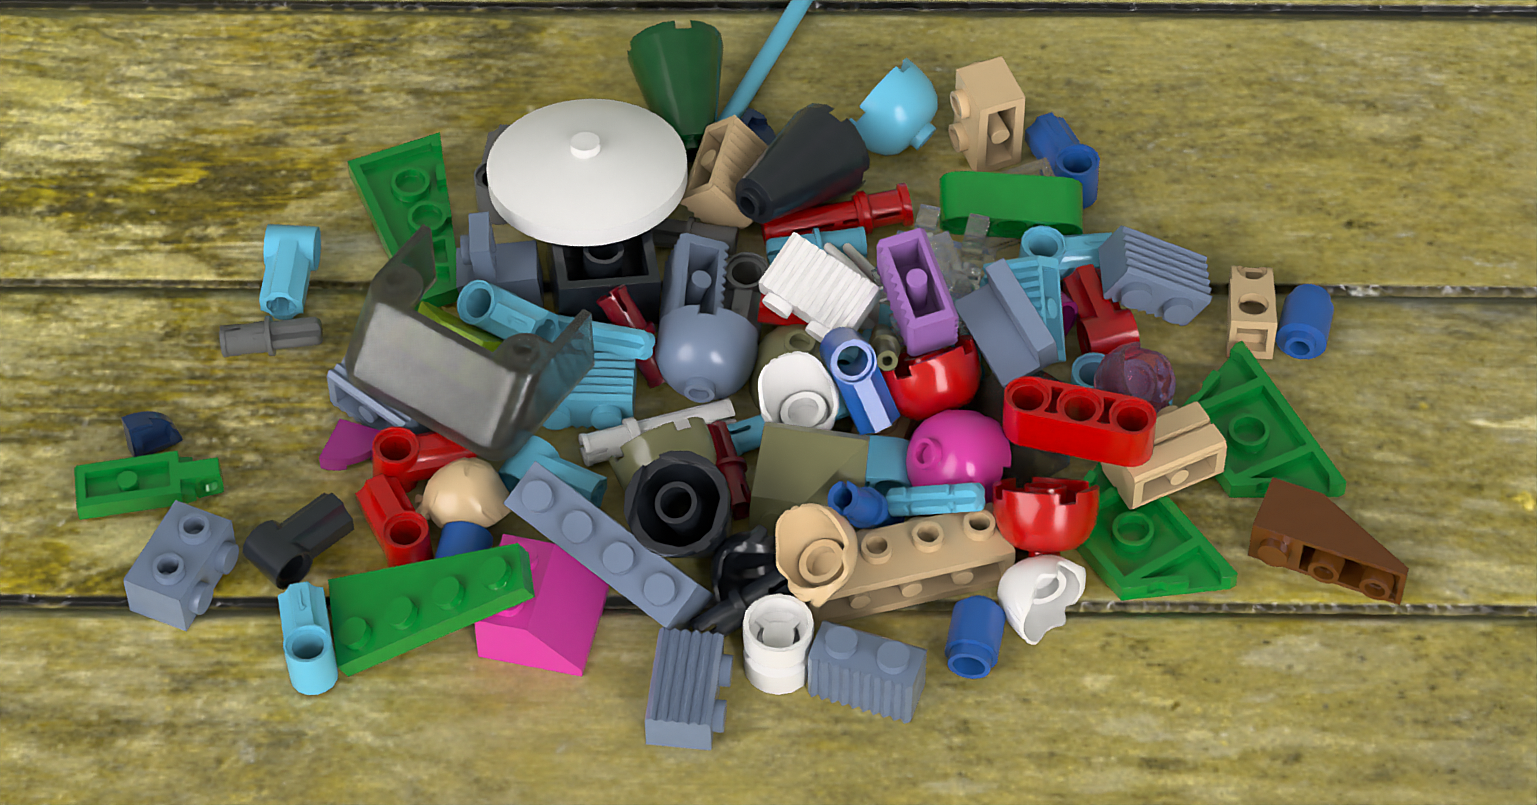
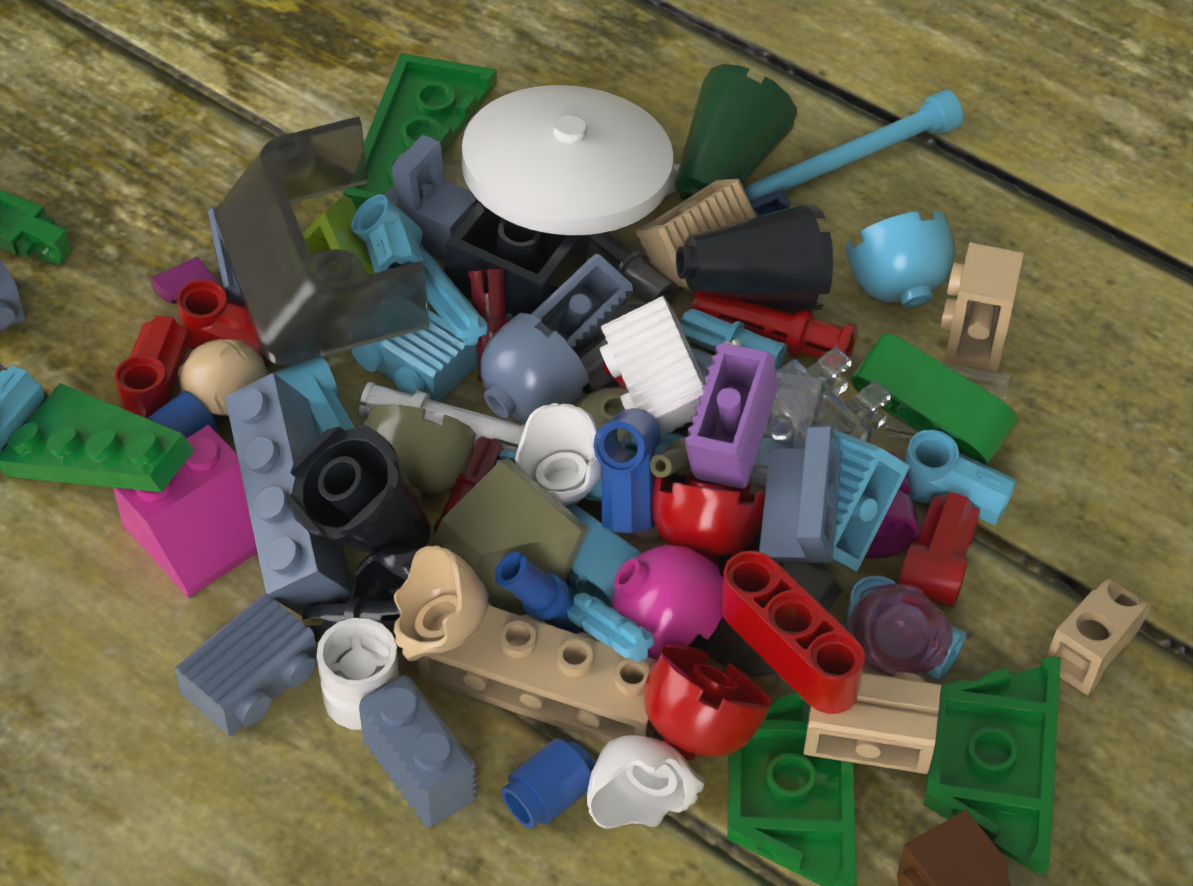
camera: 35 degrees right, 0 degrees up
(149, 432) = (43, 181): dark blue tile -> none
(269, 336) = (204, 156): dark grey axle -> none
(288, 260) = (284, 103): medium azure piece -> none
(288, 549) = (49, 336): black piece -> none
(1068, 158) = (1034, 389): blue piece -> none
(1154, 276) = (1018, 543): sand blue brick -> none
(1305, 322) = (1145, 678): blue brick -> none

